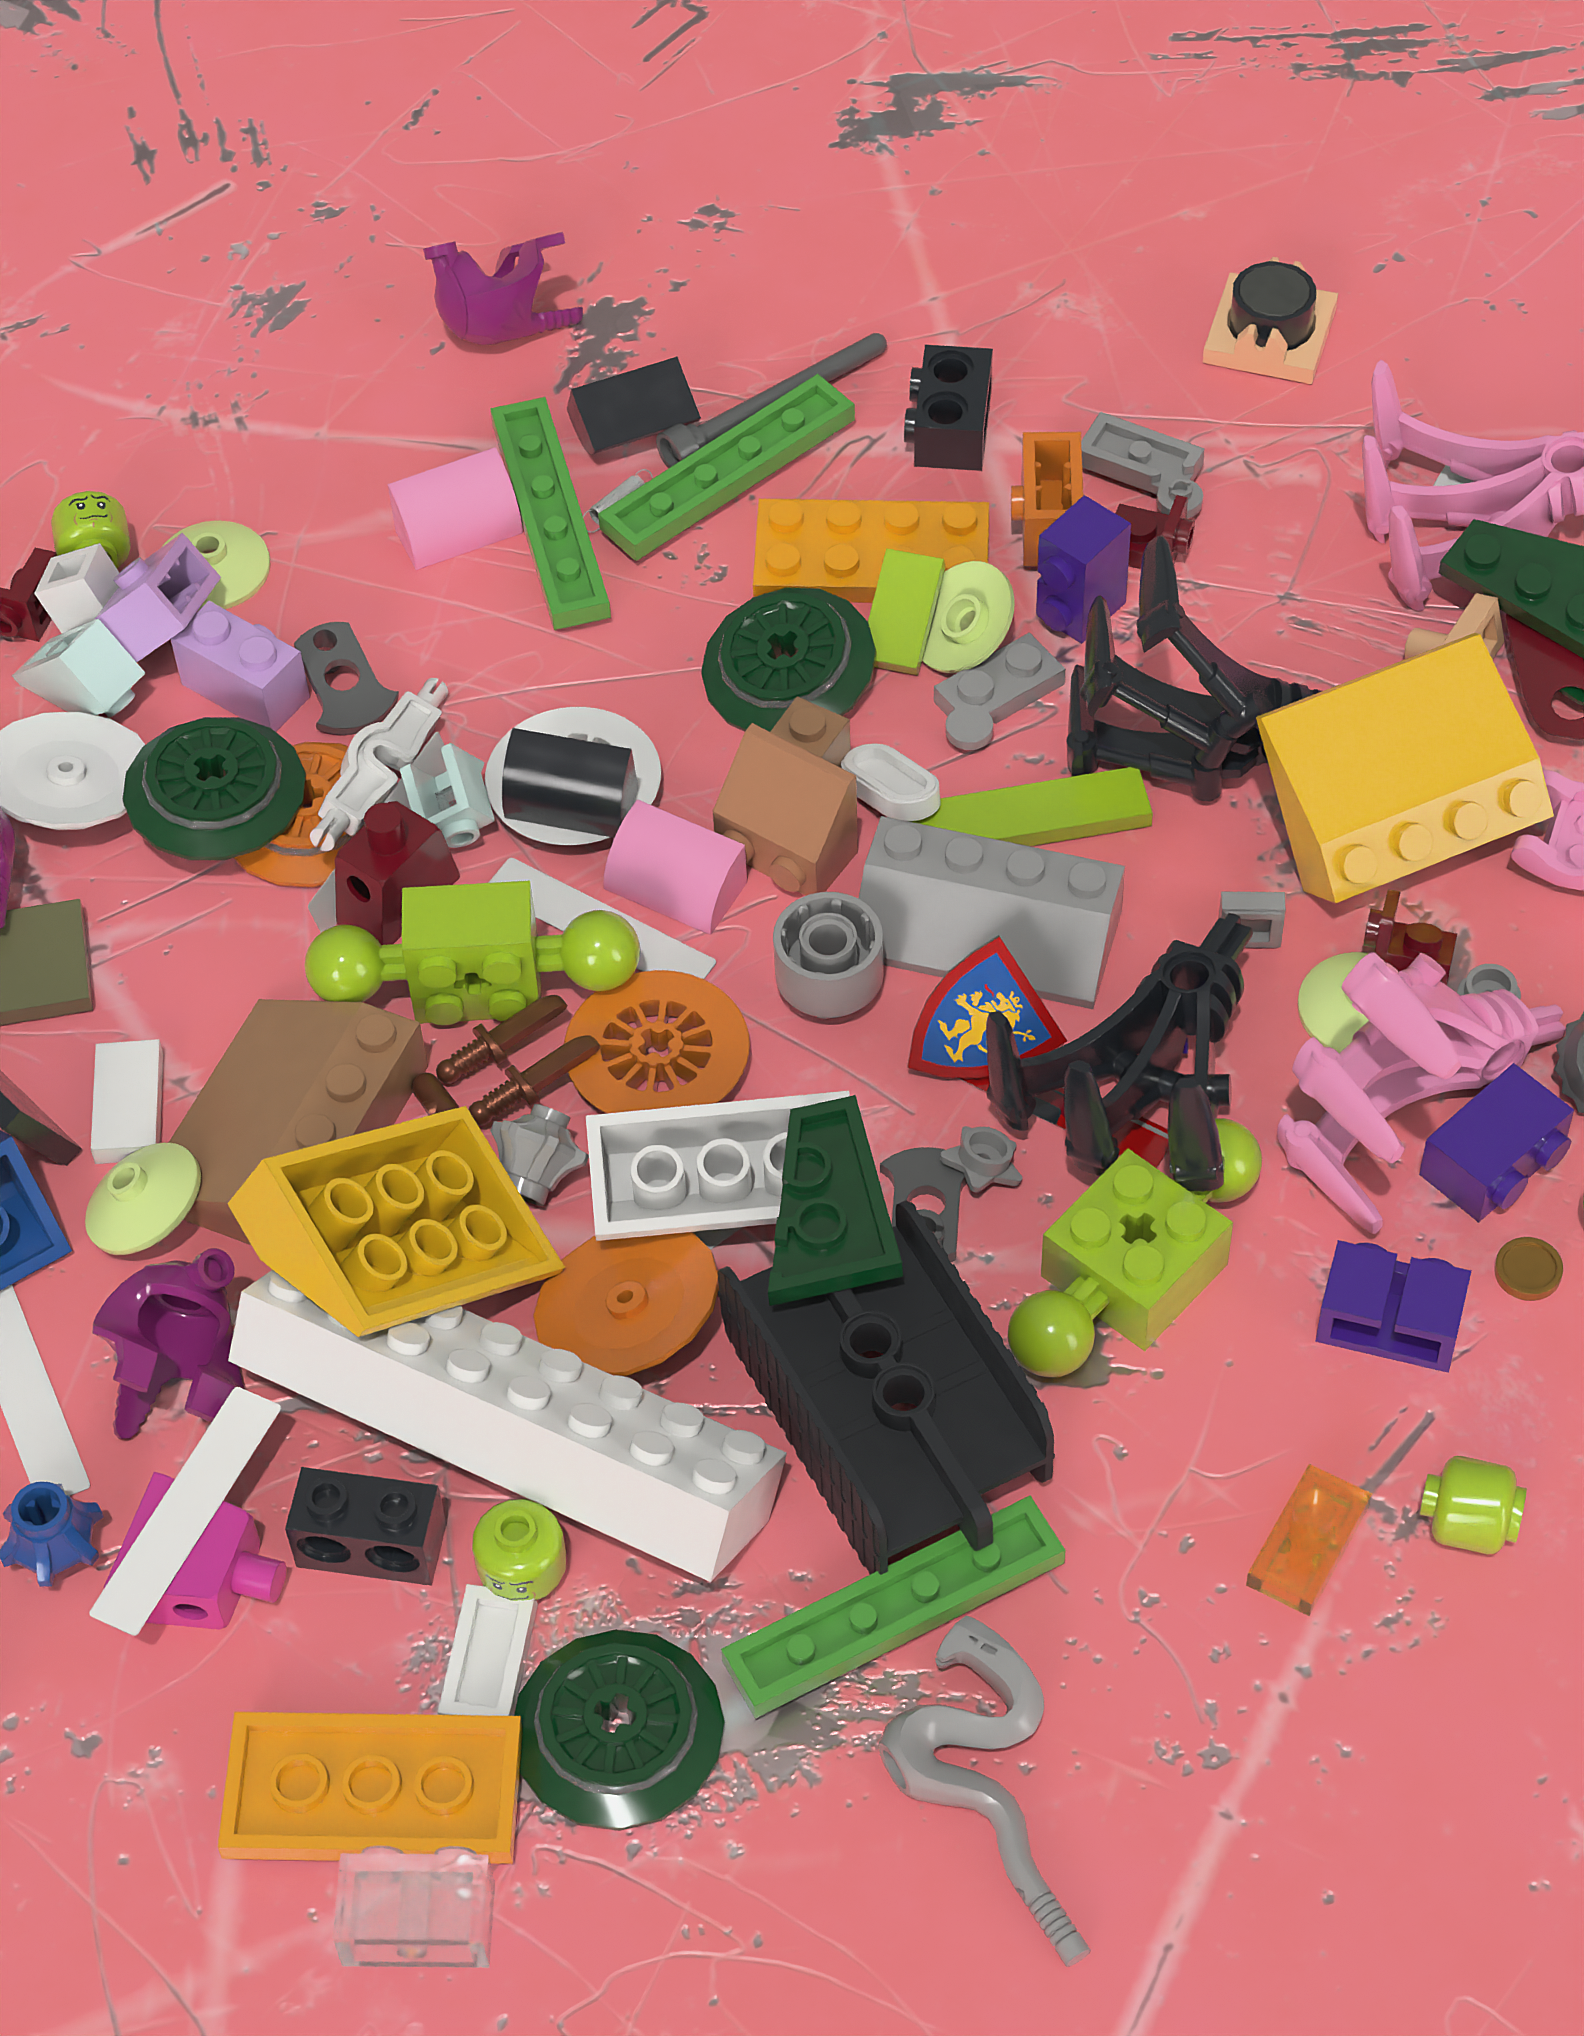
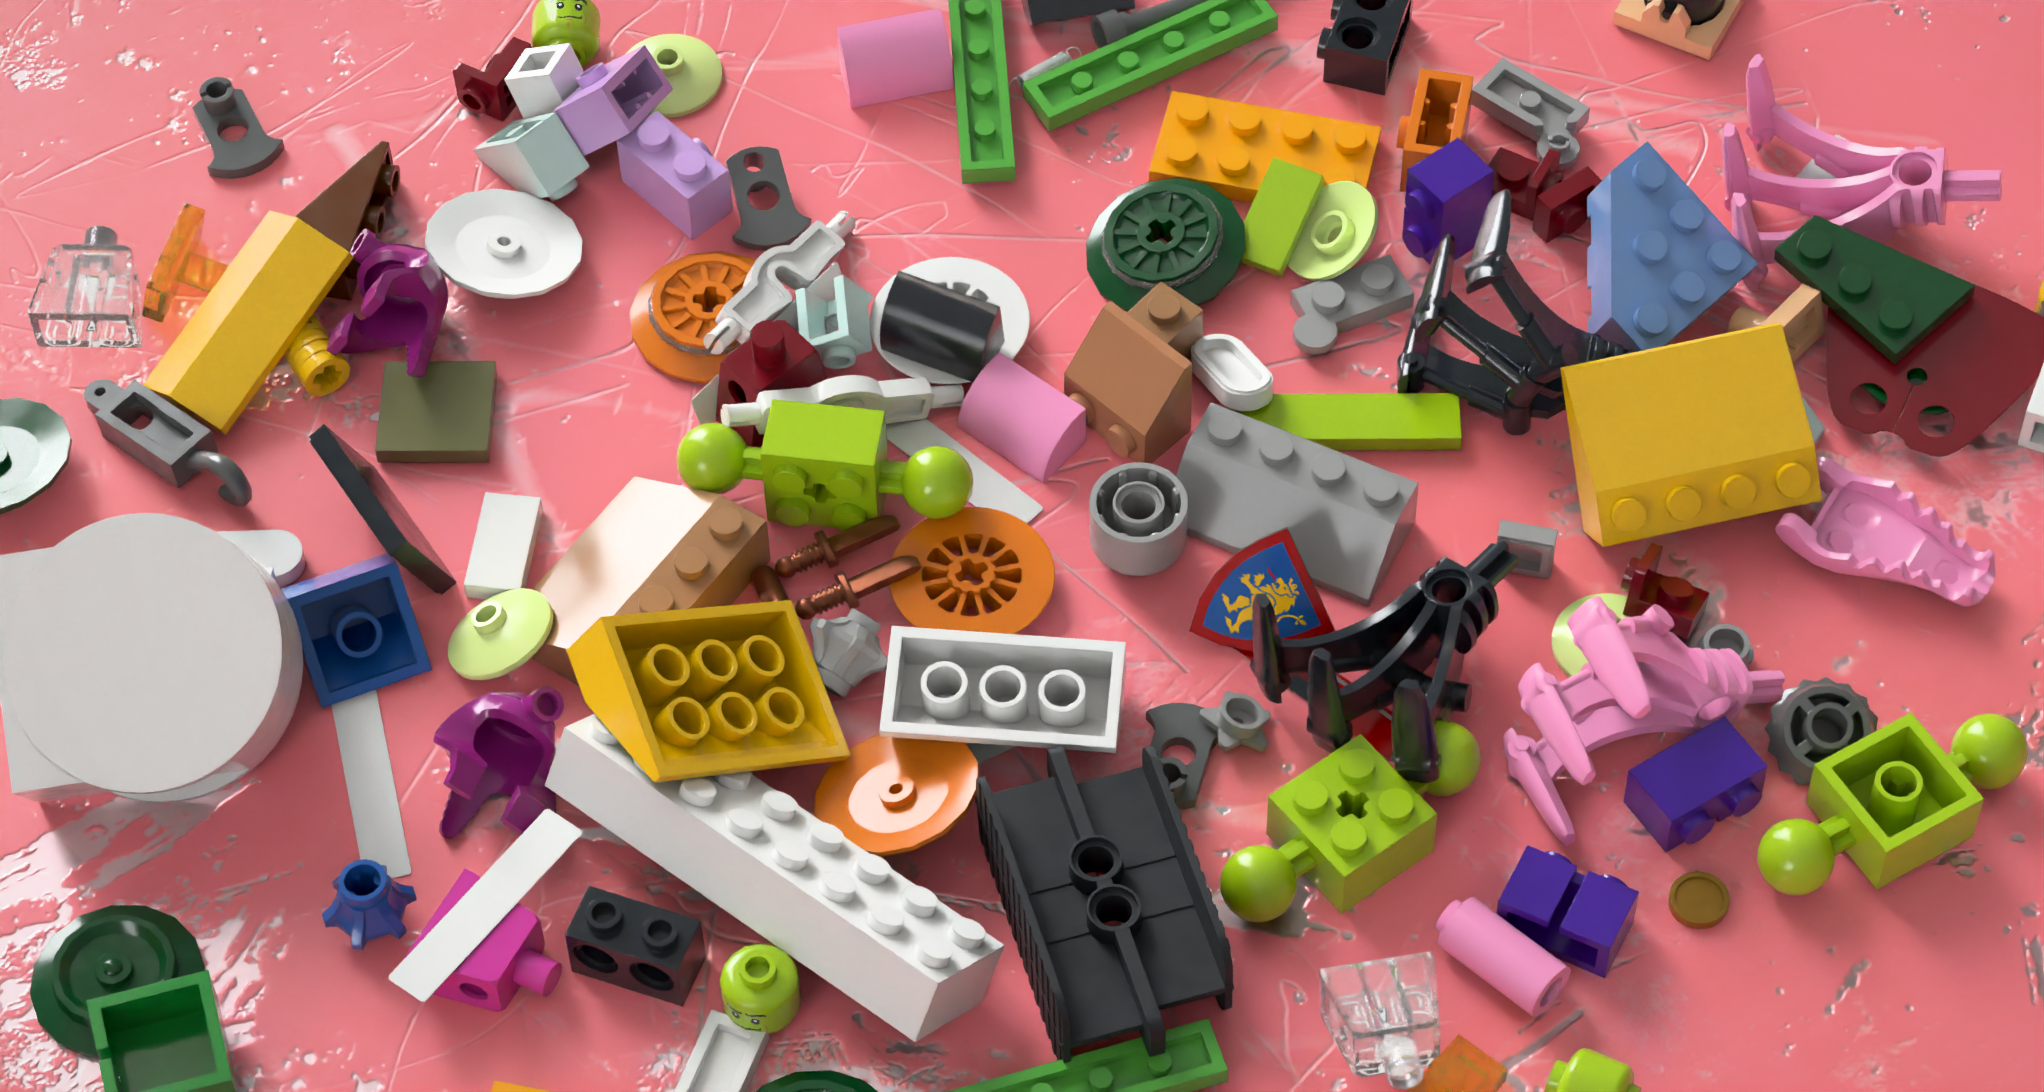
camera: 10 degrees right, 0 degrees up
(214, 788) = (630, 281): dark green piece -> none
(544, 865) = (899, 398): none -> white piece
(832, 1207) = (1086, 740): dark green wing -> none
(1215, 545) = (1564, 205): none -> dark red bracket
(1226, 1458) = (1384, 1015): none -> clear torso
(1315, 585) = (1655, 254): none -> medium blue brick
(1334, 1366) = (1502, 955): none -> bright pink brick

